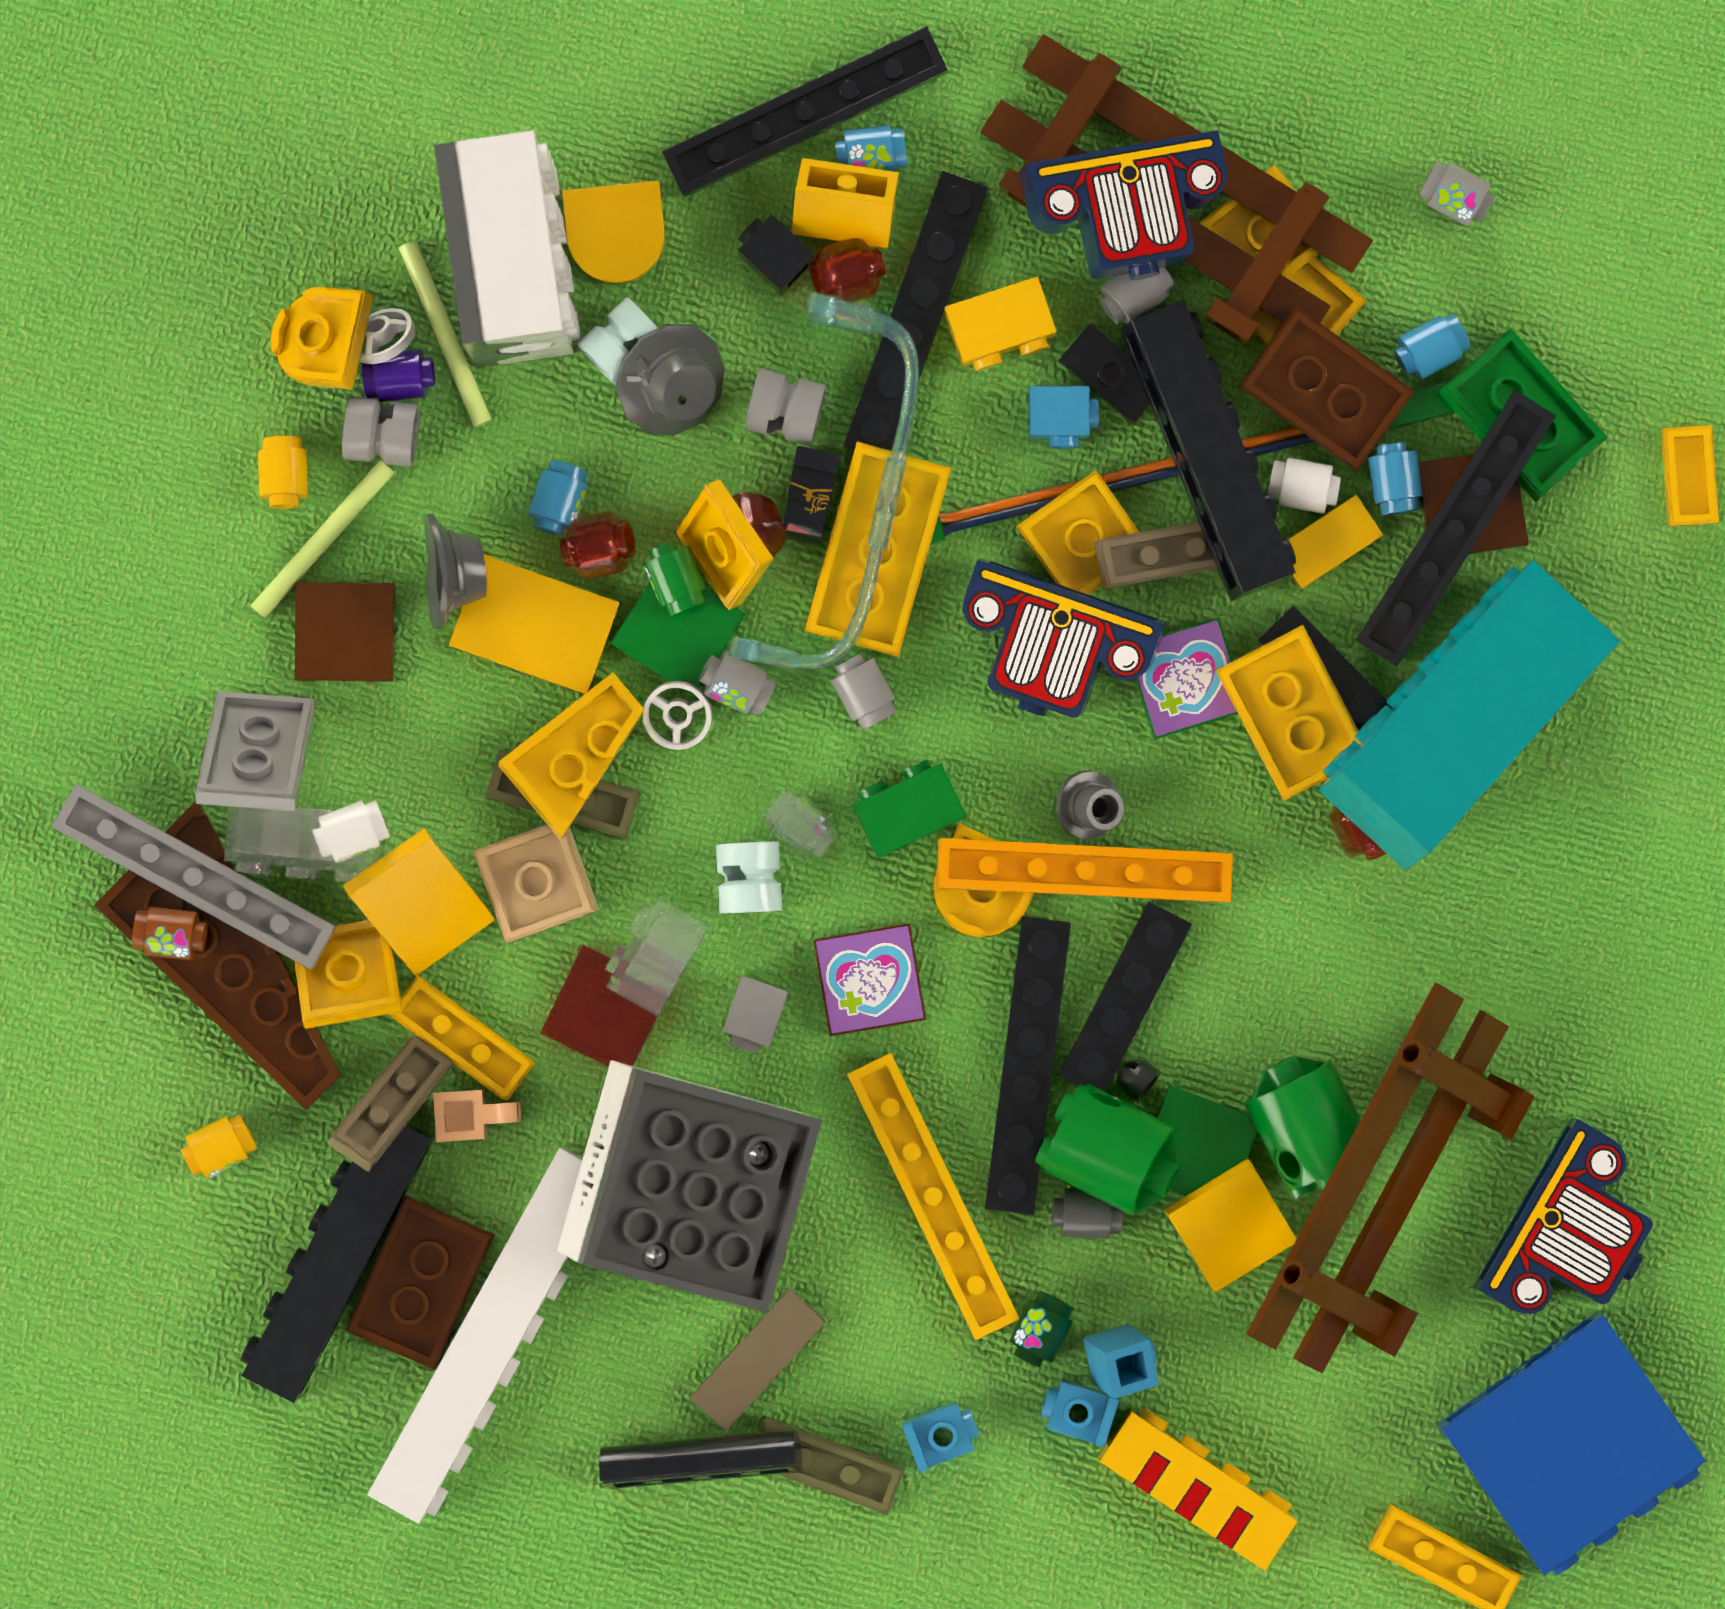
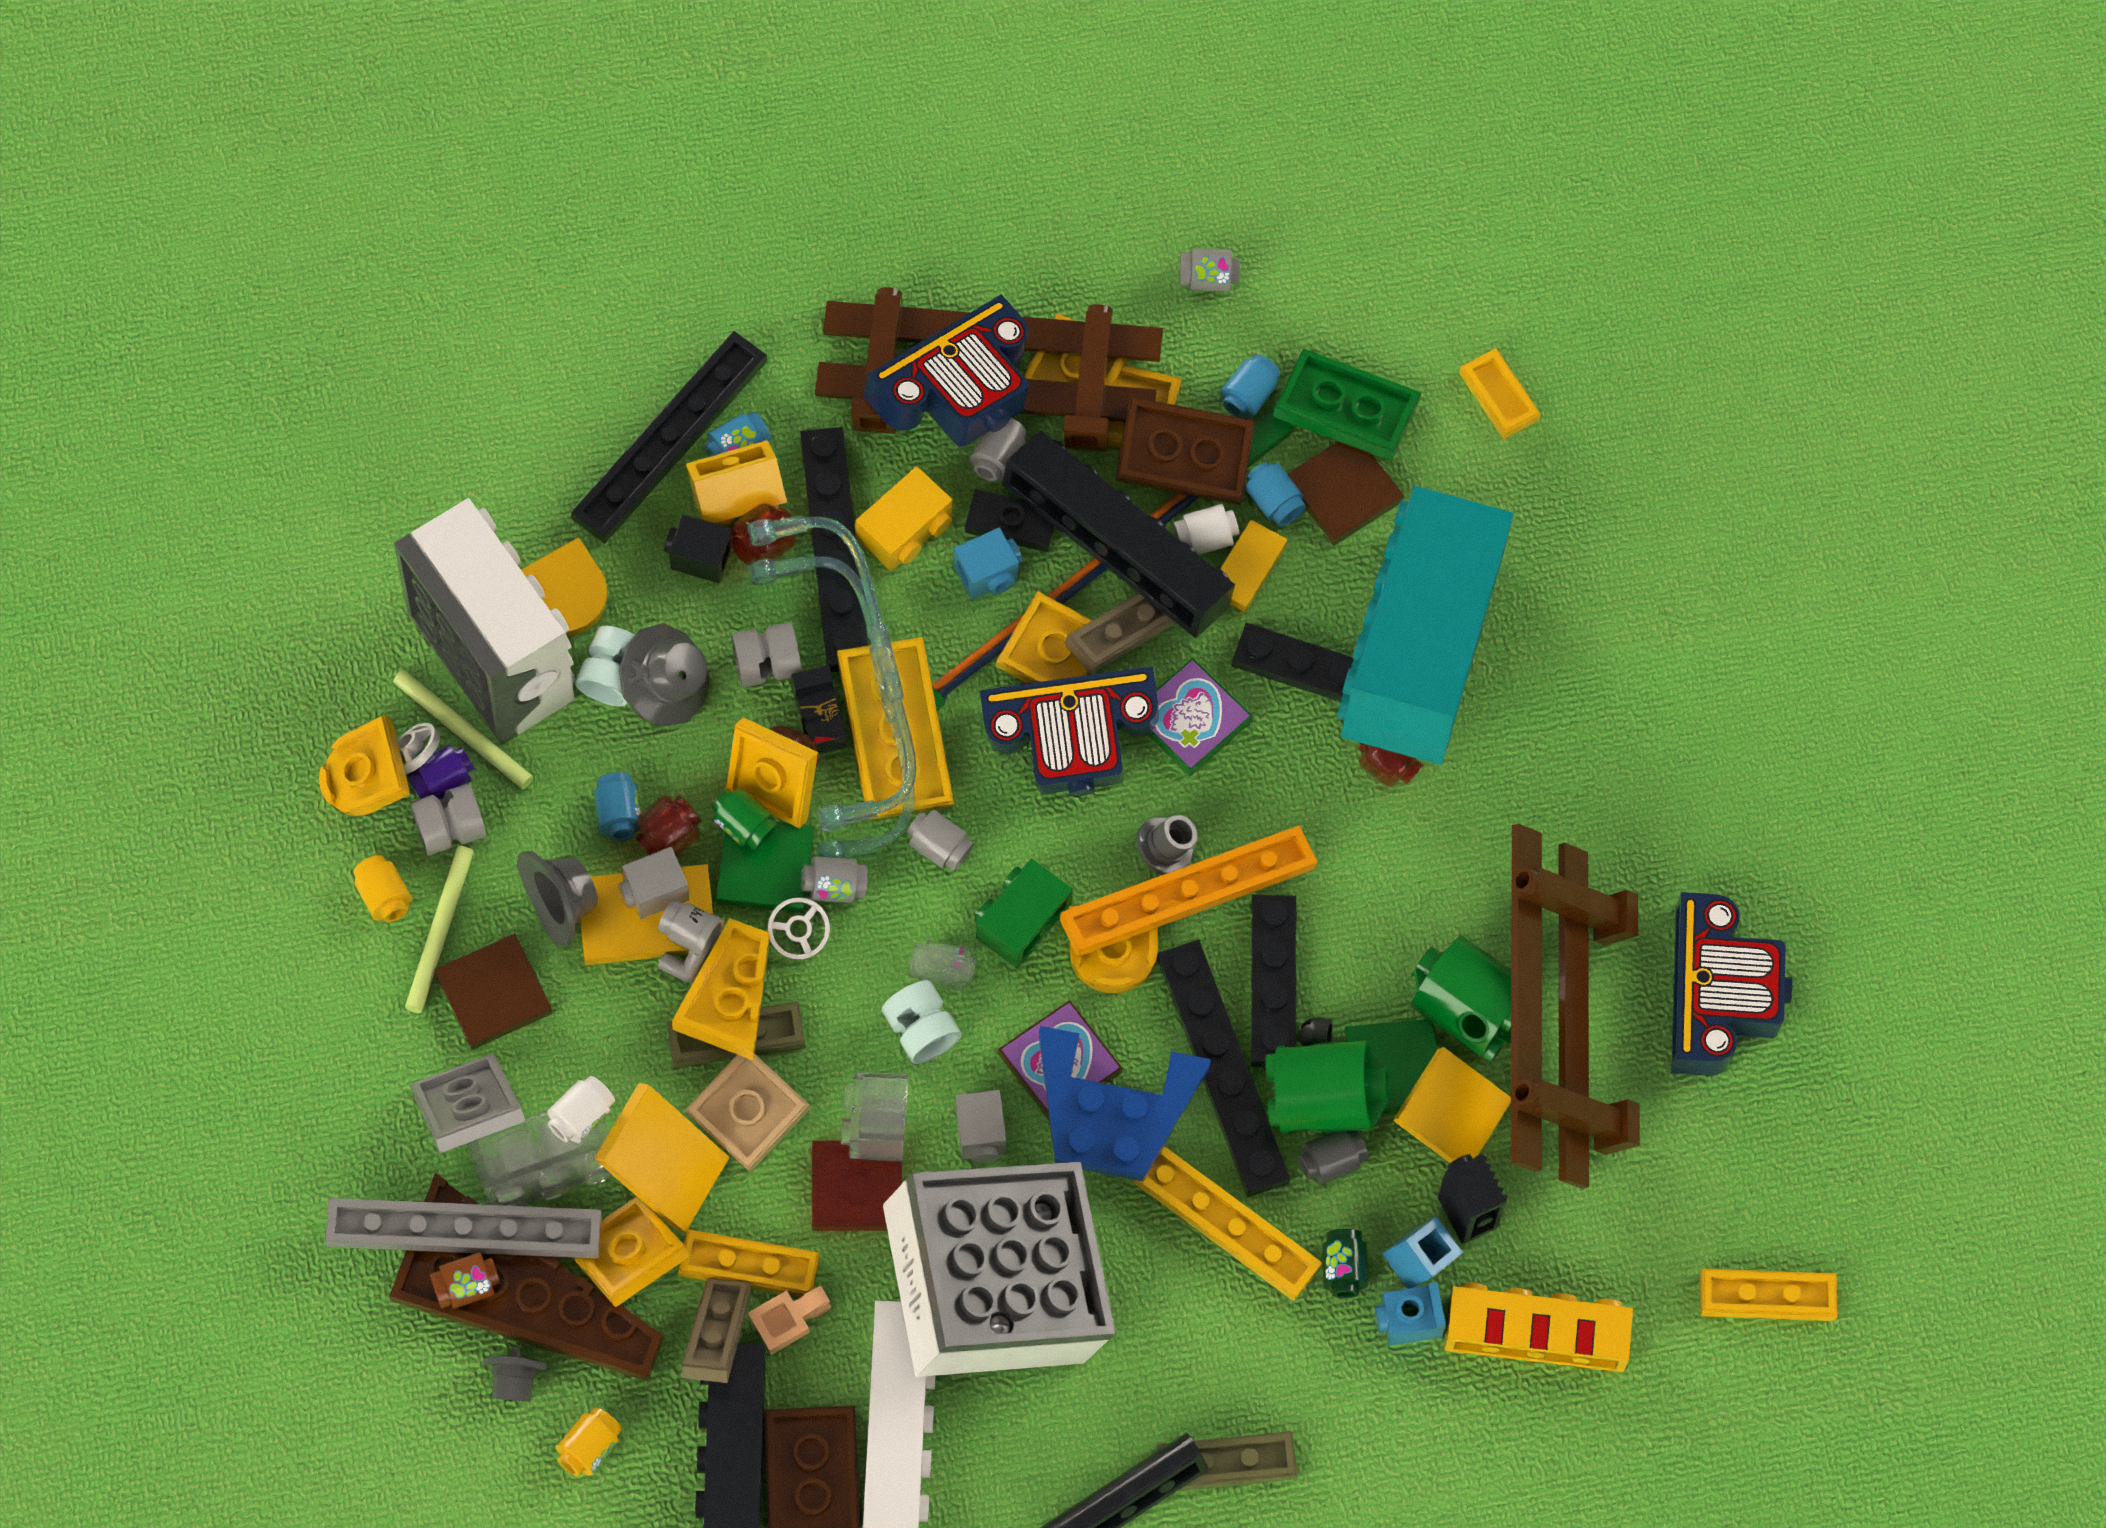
camera: 30 degrees left, 20 degrees down
(178, 1043) = (513, 1375): none -> dark grey piece
(550, 604) = (653, 883): none -> light grey brick
(565, 671) = (692, 930): none -> light grey piece
(757, 1359) = (1125, 1403): dark tan tile -> none
(880, 1079) = (1110, 1125): none -> blue wing
(920, 1432) = (1301, 1402): dark azure brick -> none
(1197, 1331) = (1471, 1197): none -> black brick
(1289, 710) = (1285, 696): yellow tile -> none
(1456, 527) = (1341, 502): black plate -> none
(1572, 1444) = (1819, 1147): blue panel -> none

